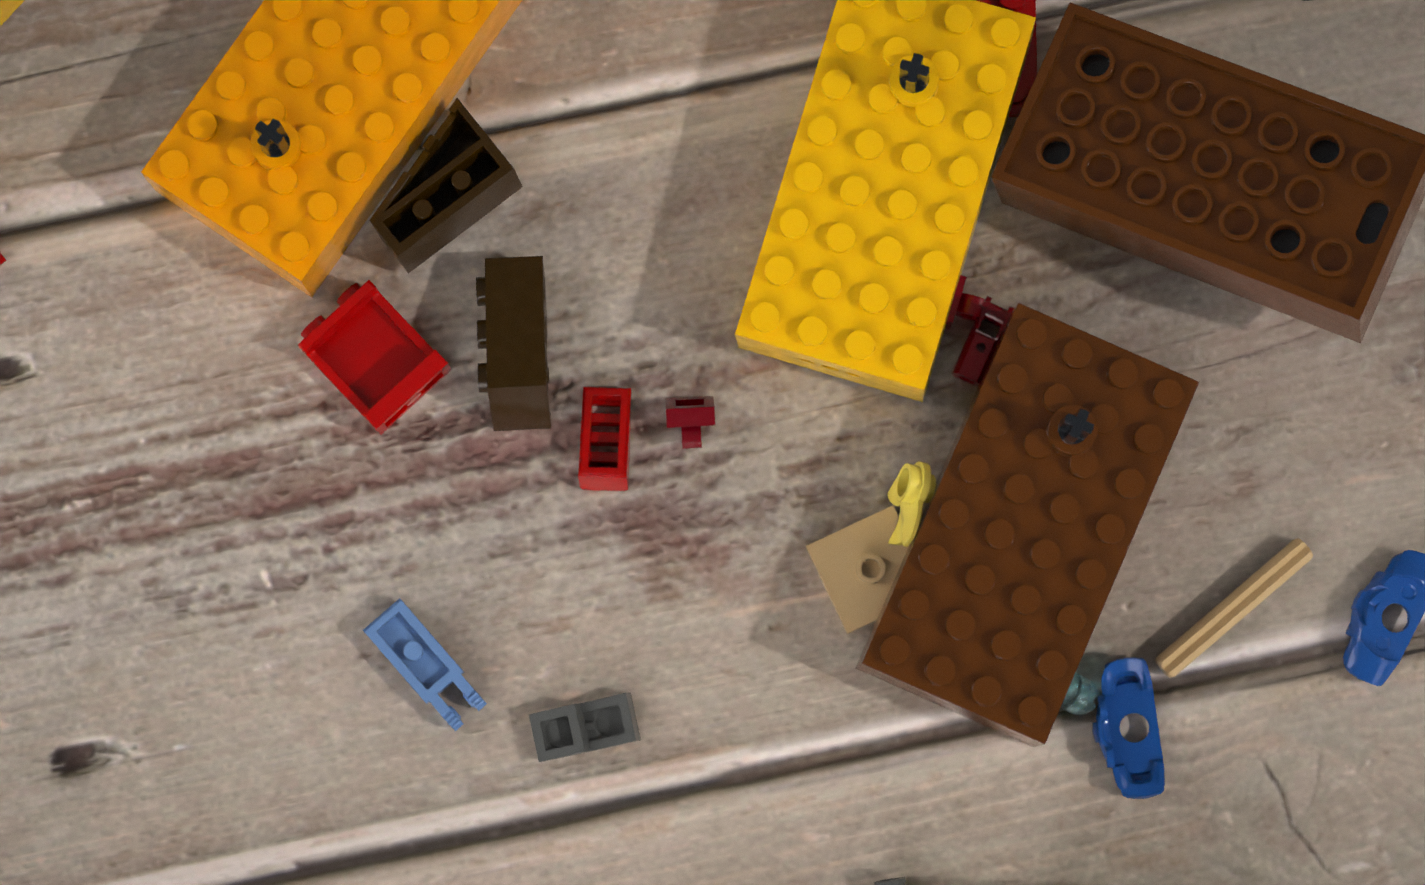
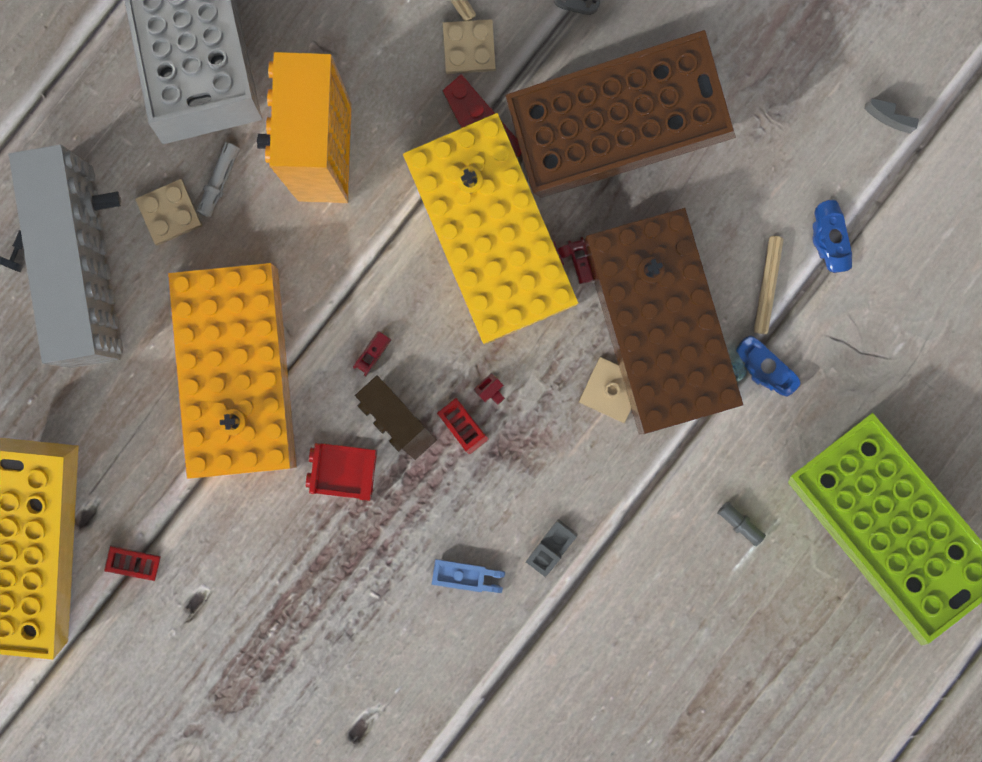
camera: 40 degrees left, 5 degrees up
(445, 190) = (314, 381): dark brown wedge -> none
(571, 221) = (375, 349): none -> dark red bar
(909, 492) = (604, 345): light yellow plate -> none

